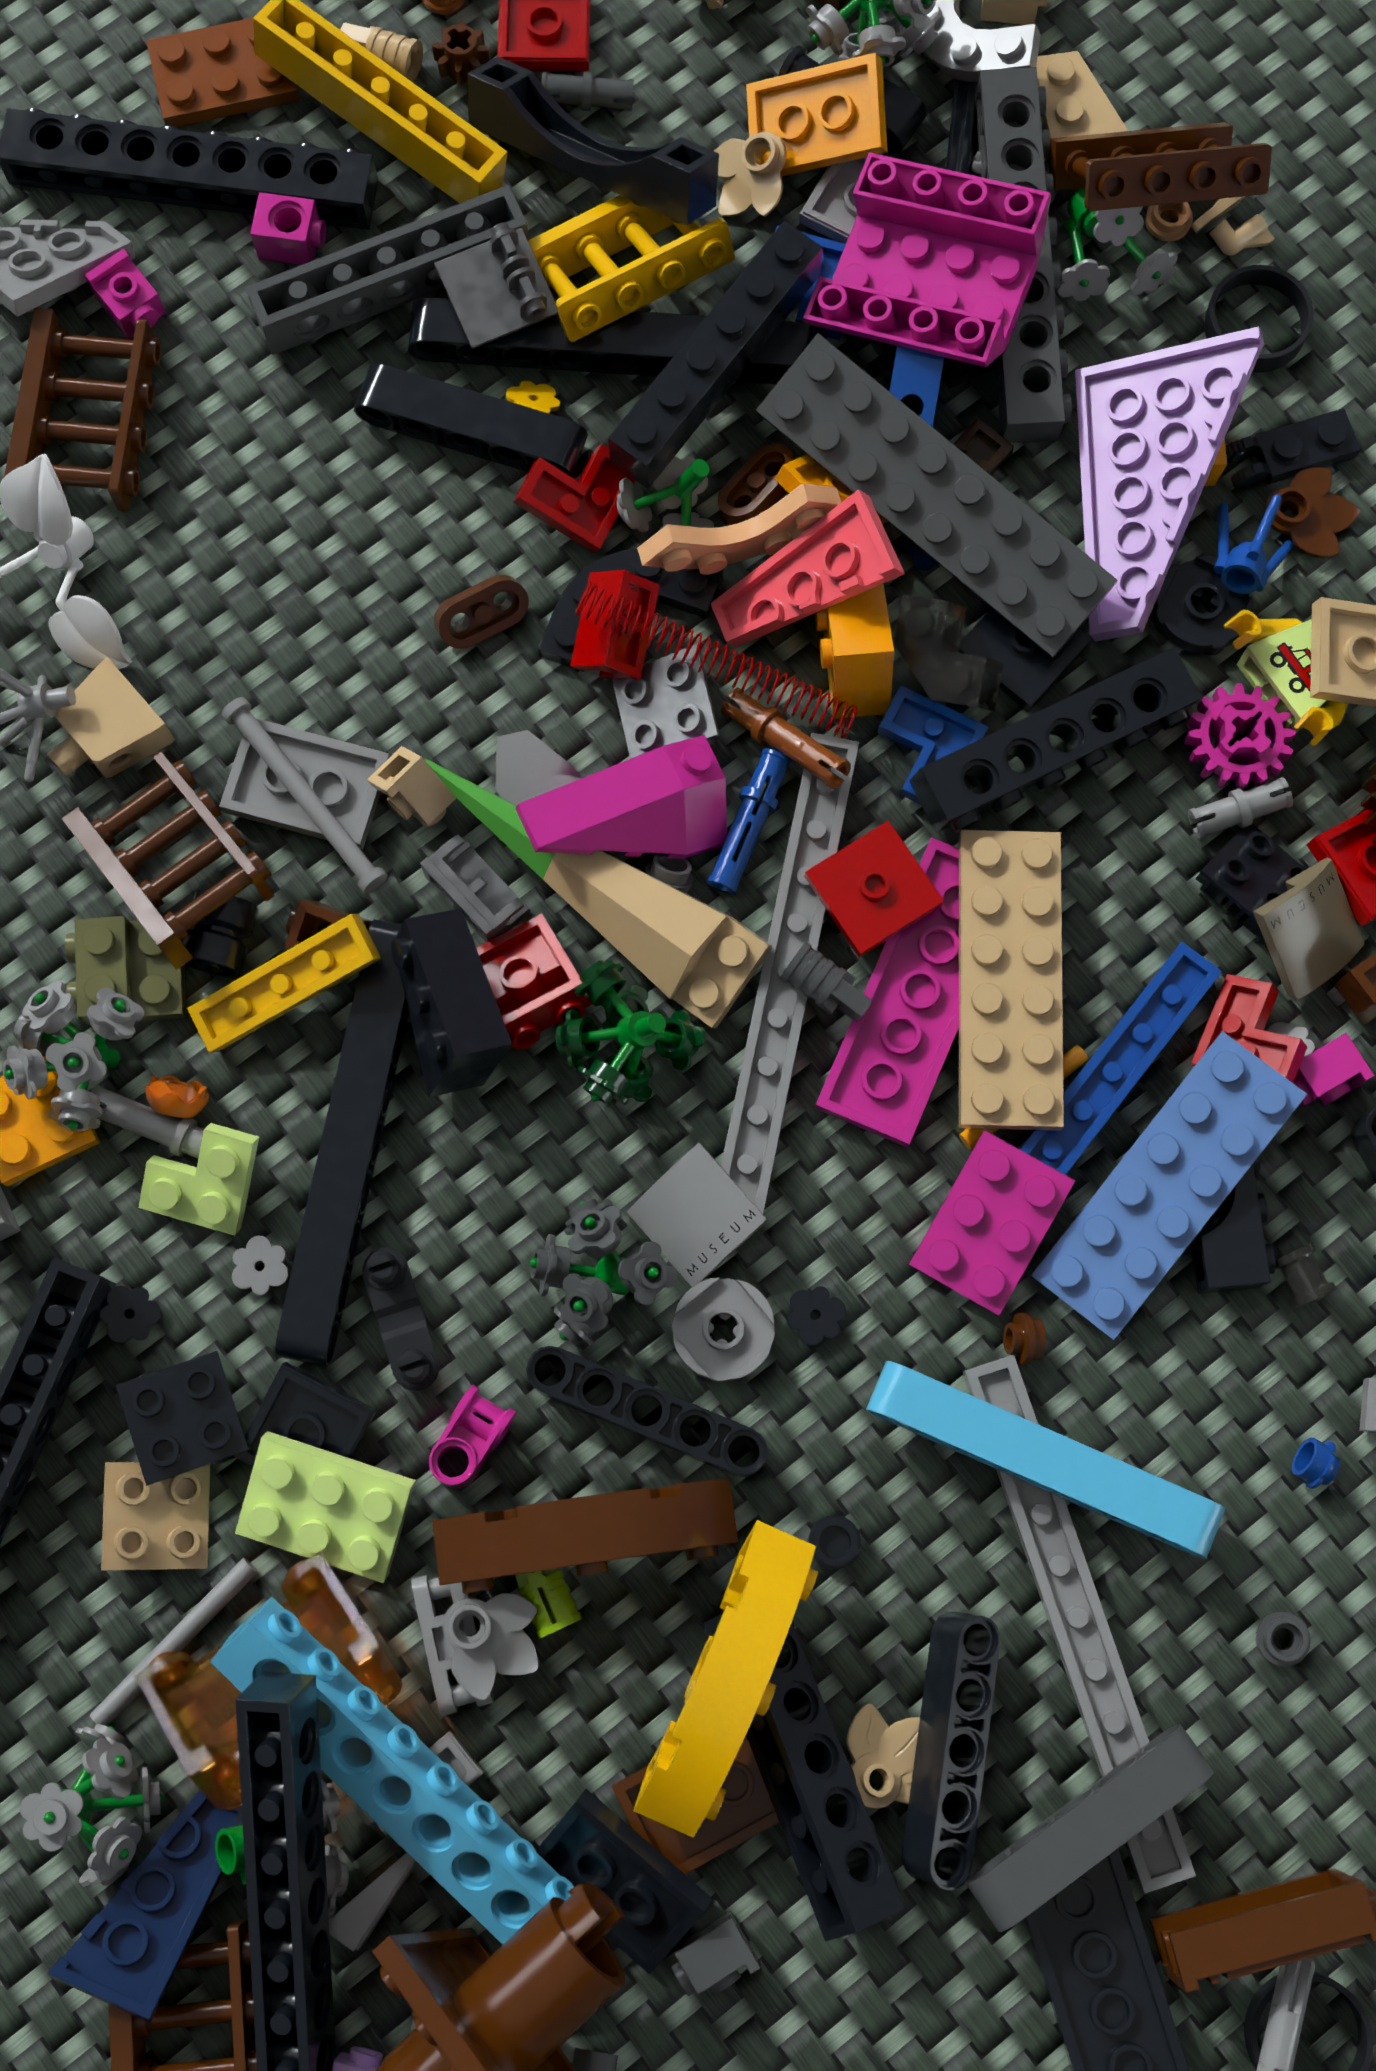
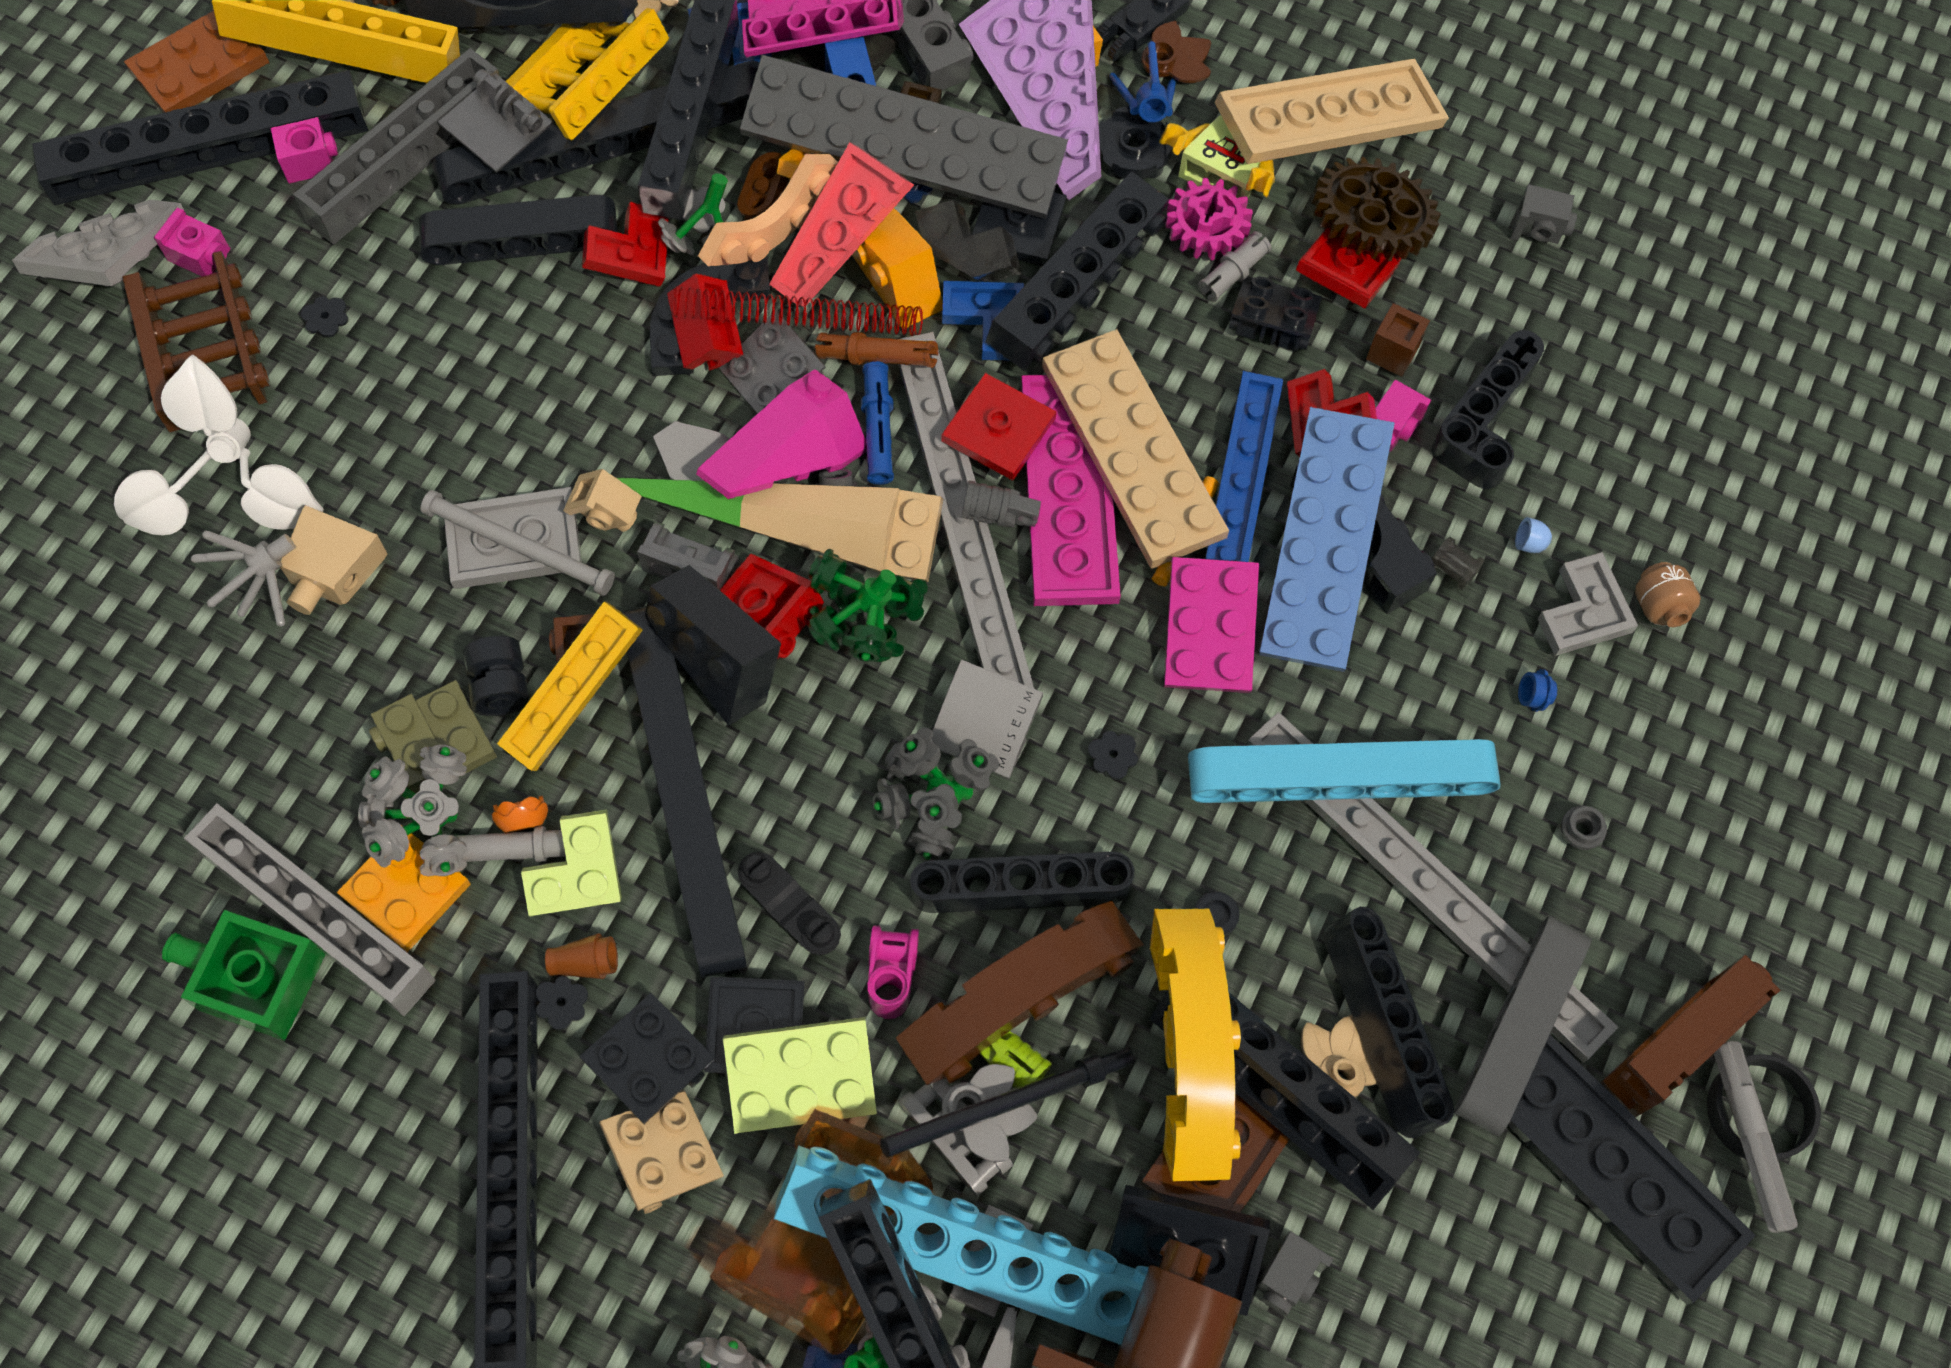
camera: 30 degrees left, 10 degrees down
(147, 897) = (425, 669): reddish brown fence -> none
(172, 1279) = (586, 958): none -> dark orange cone
(177, 1639) = (728, 1236): light grey bar -> none
(218, 430) = (325, 316): none -> black plant
(259, 1251) = (647, 906): light grey plant -> none
(480, 613) = (591, 359): reddish brown plate -> none
(534, 396) = (560, 191): yellow plant -> none
(613, 1646) = (1085, 1072): none -> black bar
(726, 1299) = (1057, 819): light grey plate -> none
(1025, 1338) = (1280, 696): reddish brown plate -> none
(1310, 929) = (1330, 323): dark tan slope -> none

